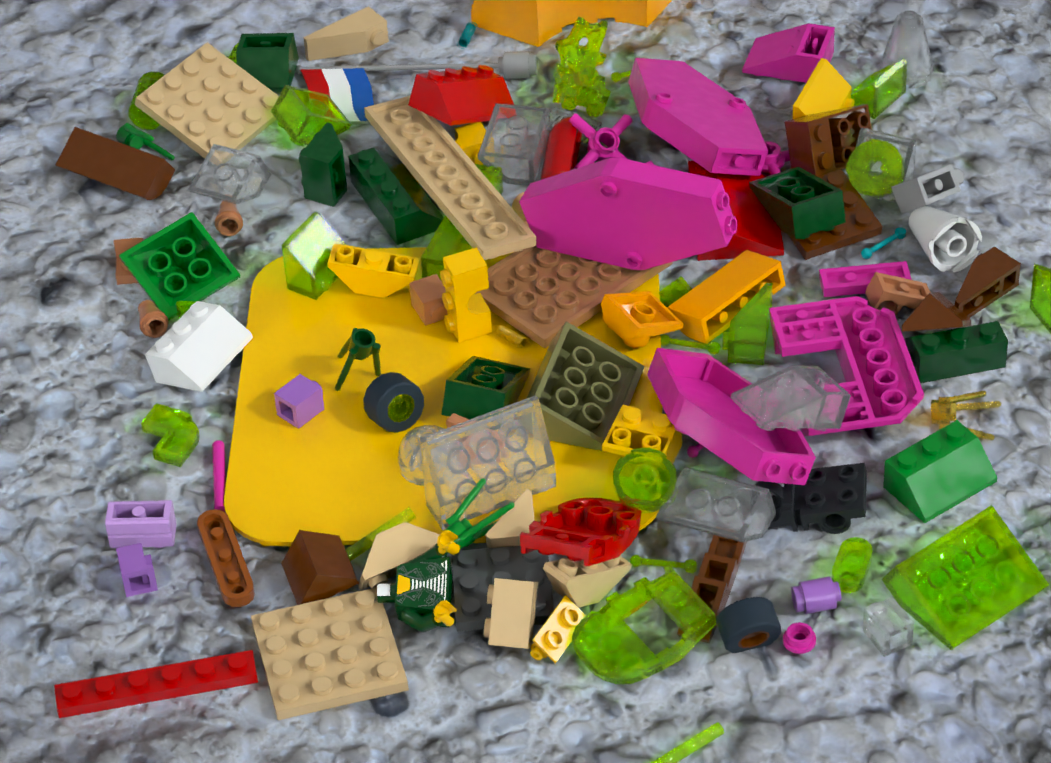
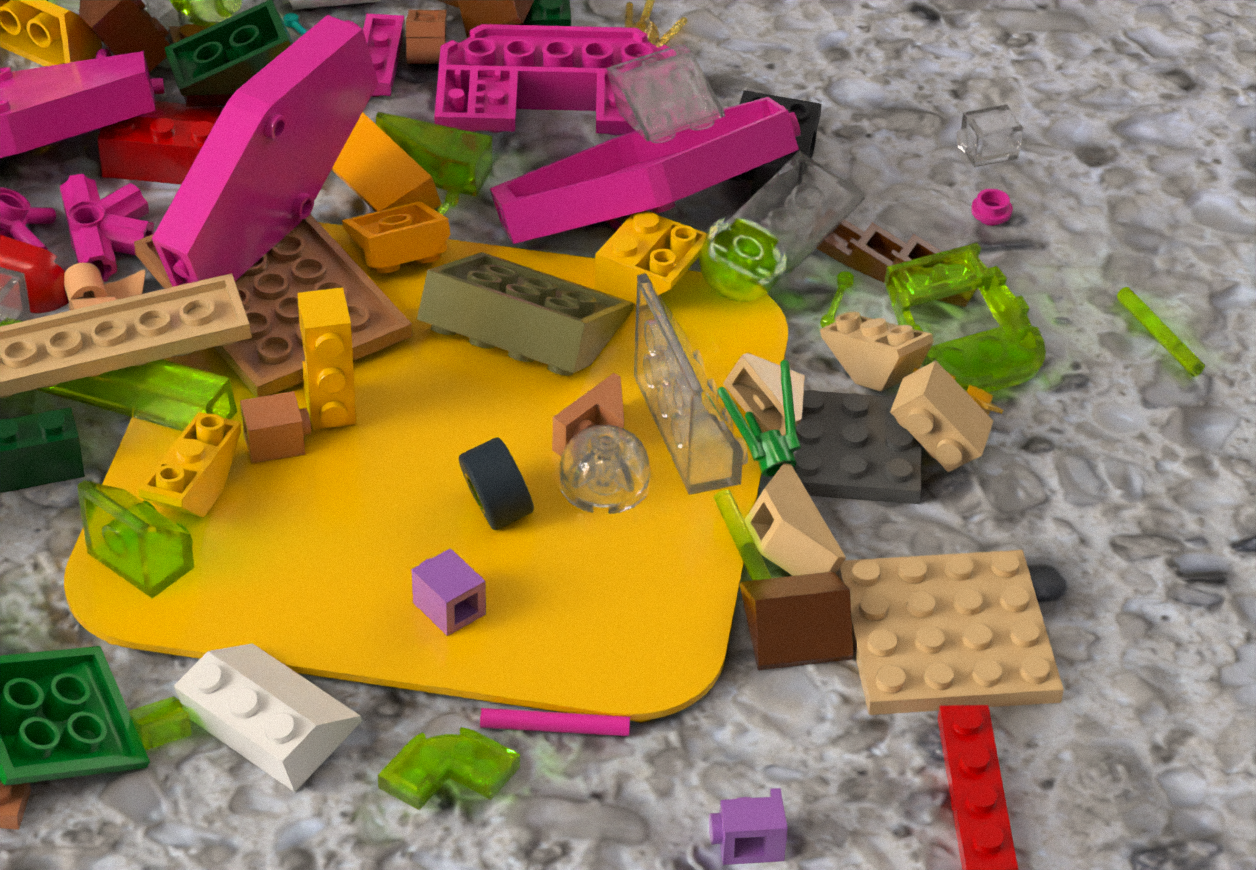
camera: 85 degrees left, 0 degrees up
(141, 522) = (667, 805): lavender brick -> none
(152, 319) = (151, 774): nougat cone -> none
(225, 558) = (743, 721): dark orange plate -> none
(360, 346) = (397, 485): dark green plant -> none
(424, 587) = (872, 504): dark green torso -> none
(482, 387) = (495, 394): dark green slope -> none
(511, 336) = (375, 364): yellow piece -> none
(584, 530) = (801, 311): red slope -> none
(674, 291) = (333, 209): clear neon green slope -> none
(748, 624) = (983, 221): black wheel -> none
(816, 595) = (930, 180): medium lavender brick -> none
(852, 564) = (882, 147): clear neon green plate -> none
(939, 471) = (740, 56): green slope -> none
(966, 579) = (917, 69): clear neon green slope -> none

